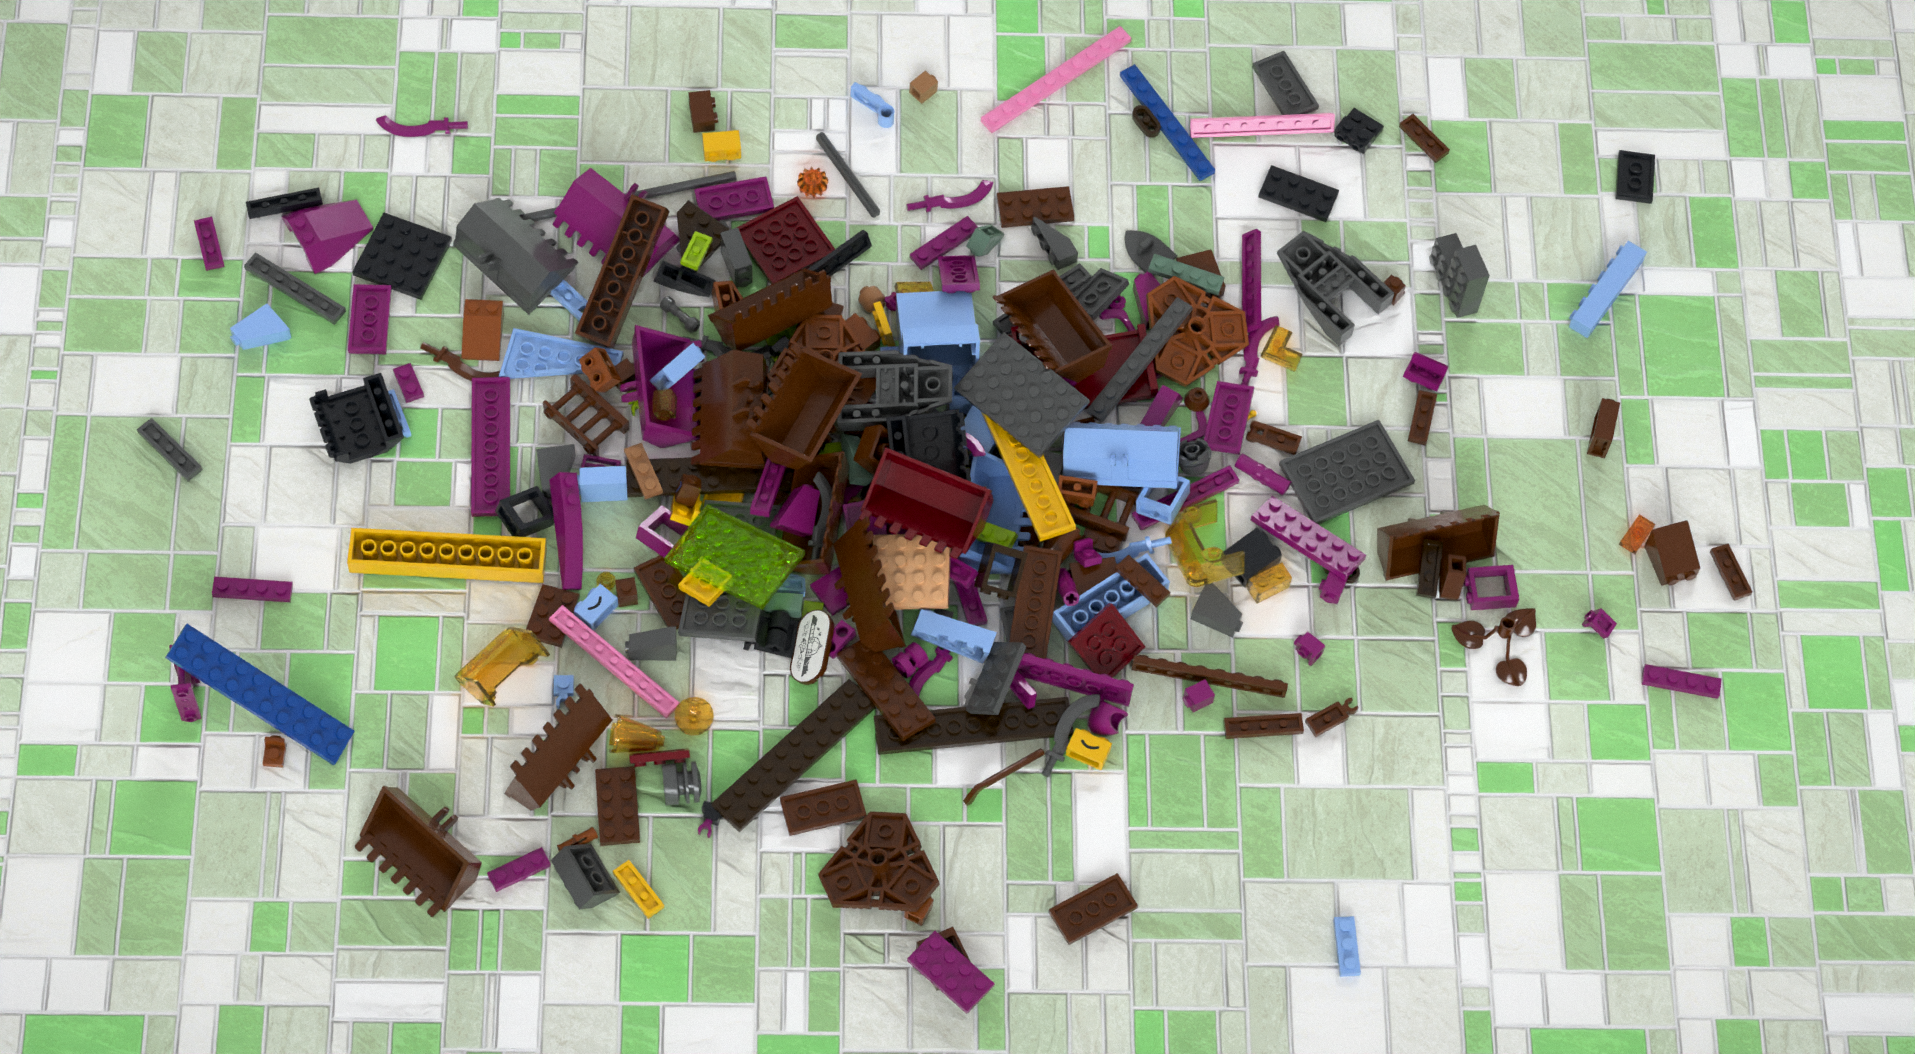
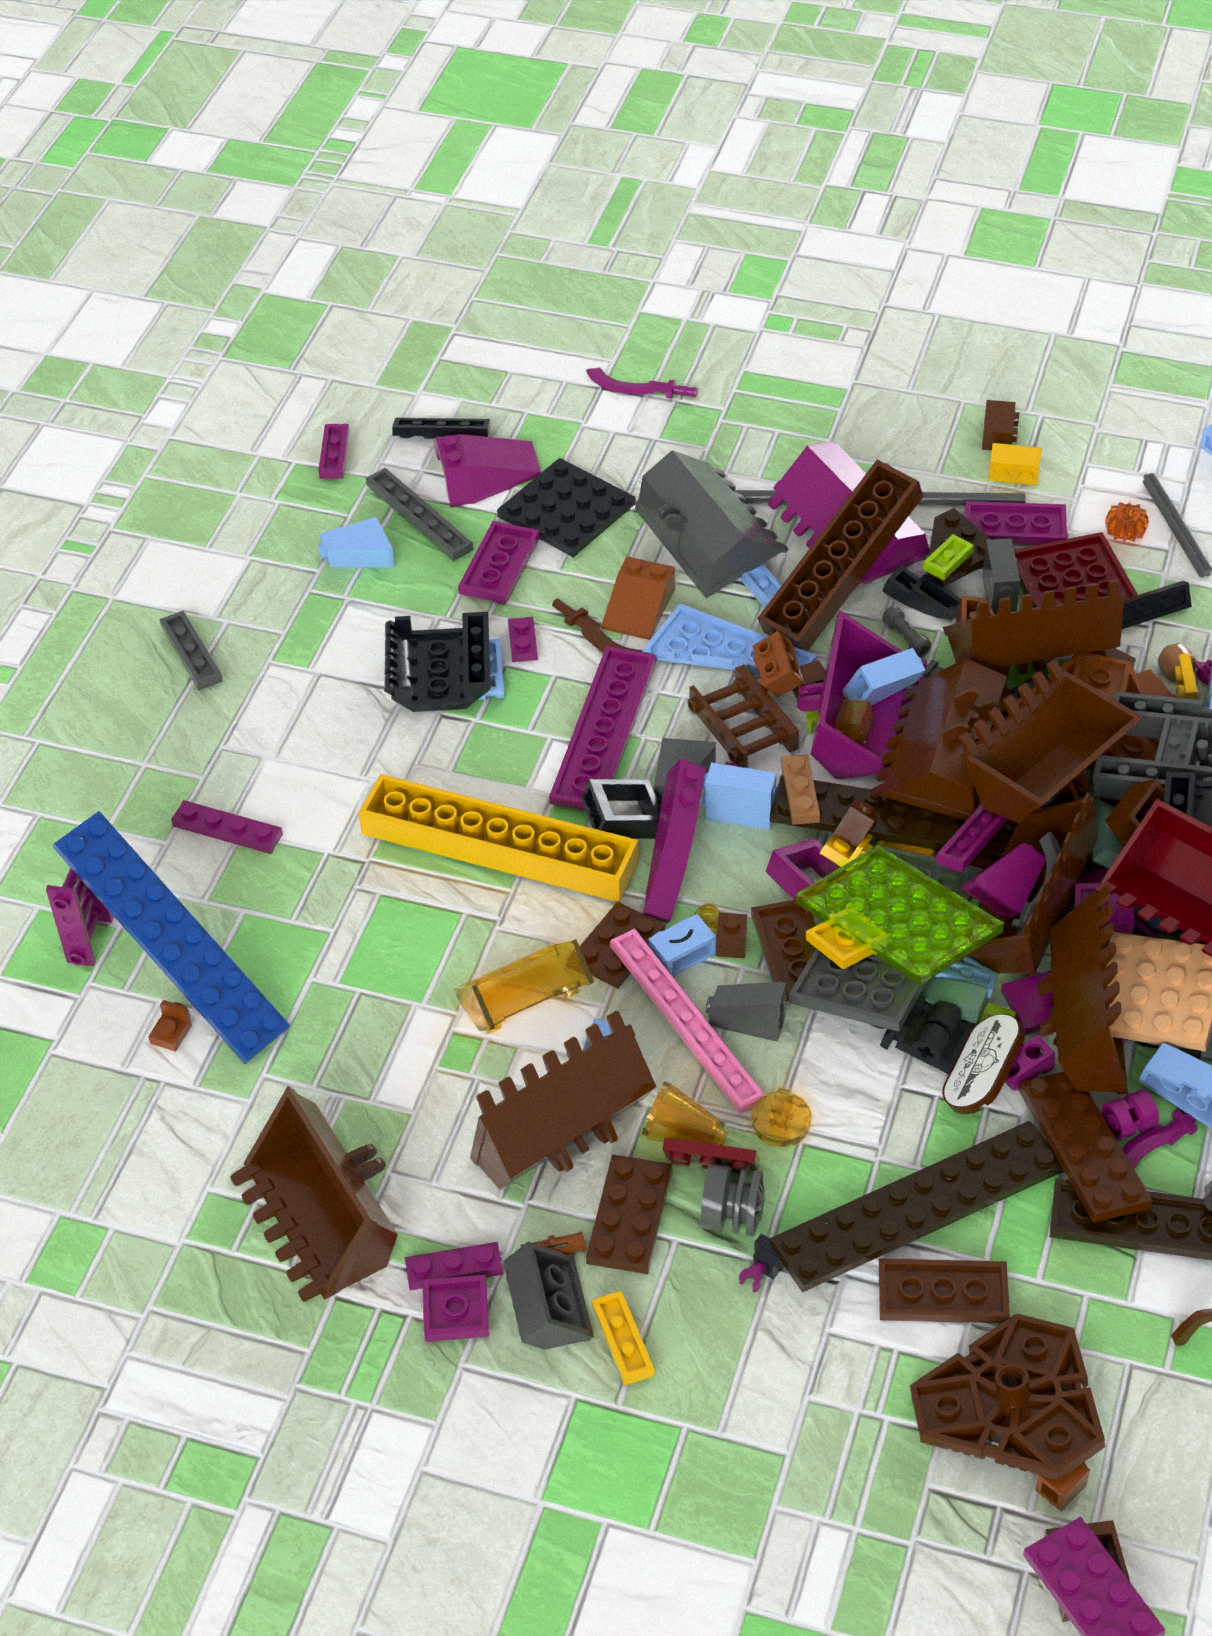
camera: 25 degrees right, 15 degrees down
(530, 897) = (455, 1308): none -> magenta plate

